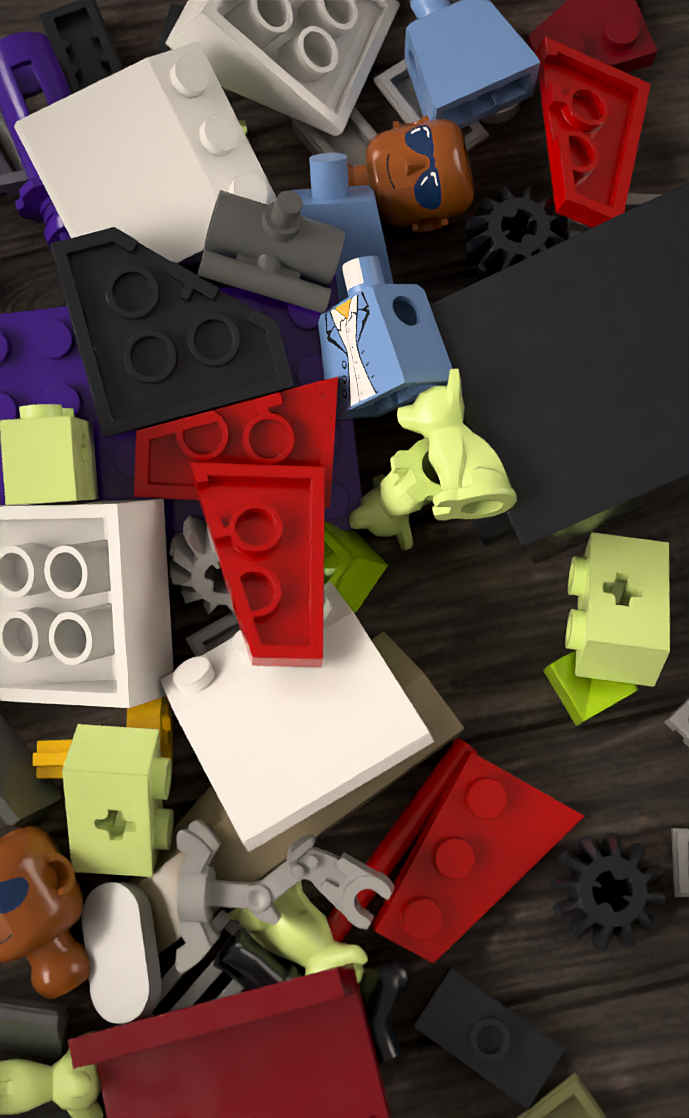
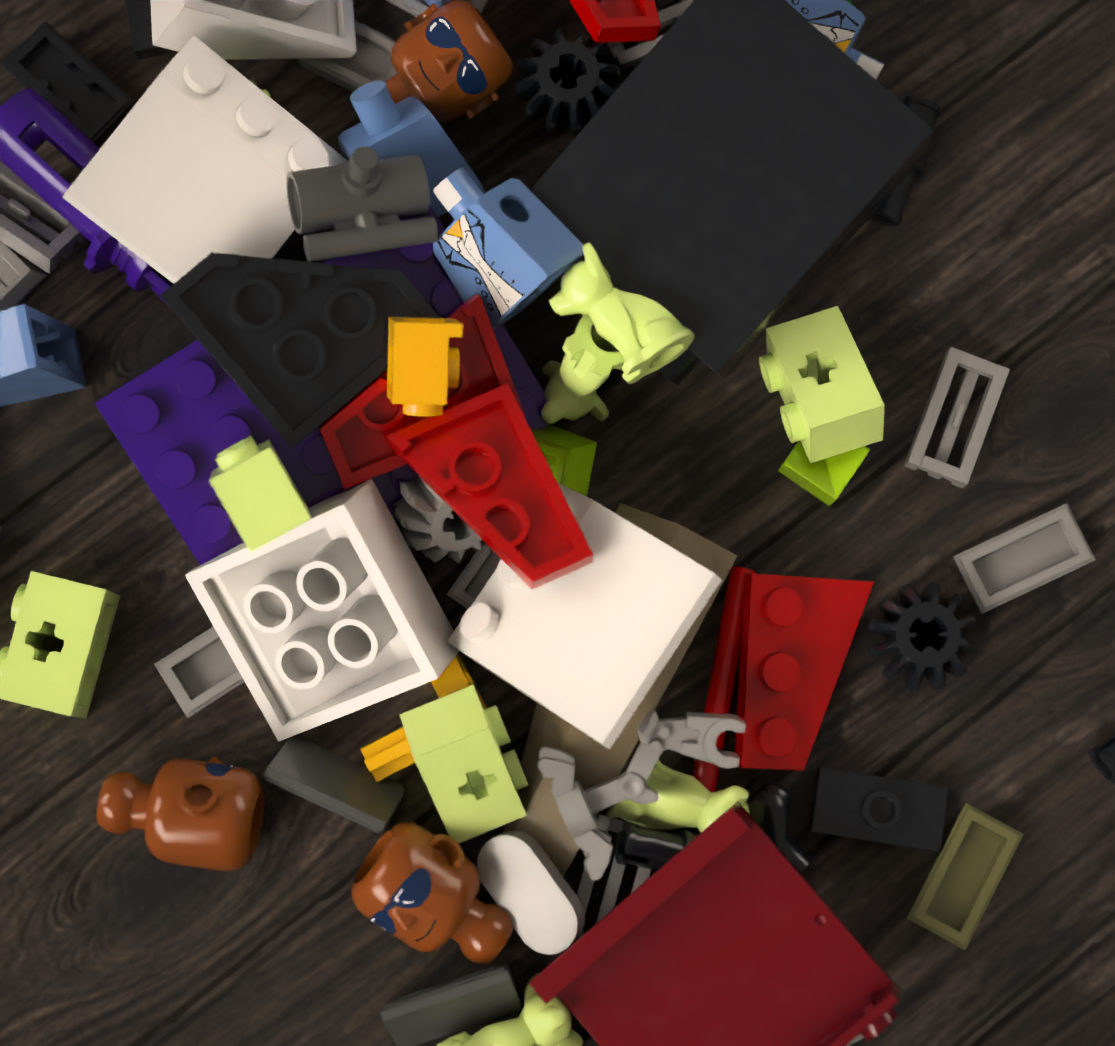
camera: 30 degrees left, 5 degrees up
(251, 411) = (422, 363): none -> yellow brick

